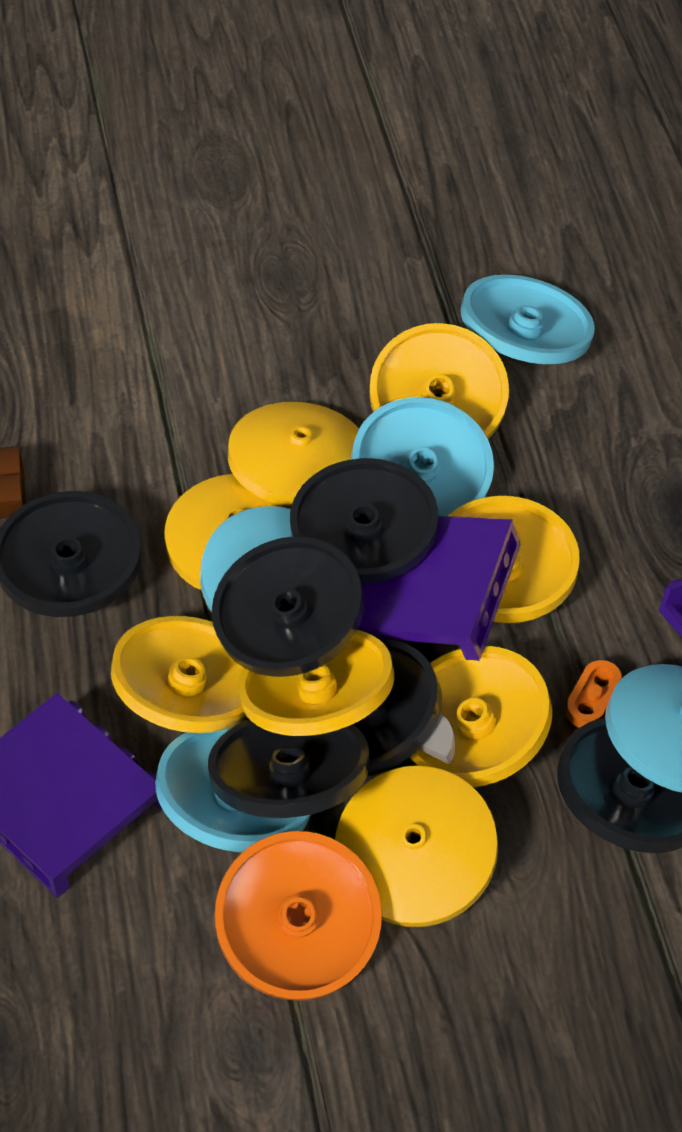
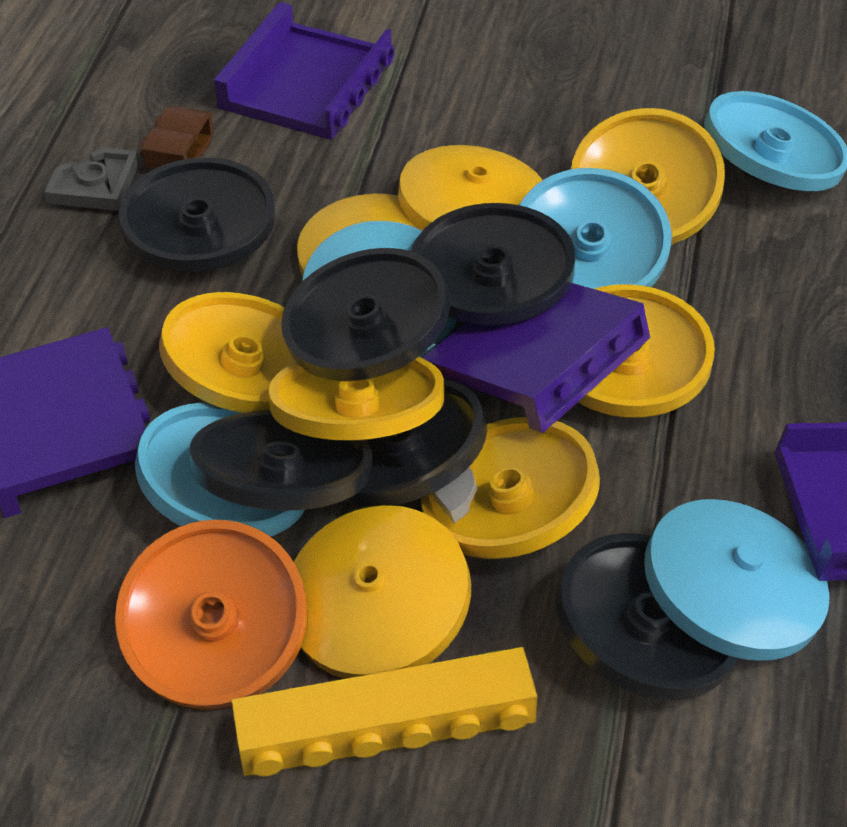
camera: 25 degrees right, 5 degrees down
(75, 378) = (301, 75): none -> dark purple panel
(472, 943) = (384, 711): none -> yellow brick
(591, 696) = (653, 505): orange plate -> none

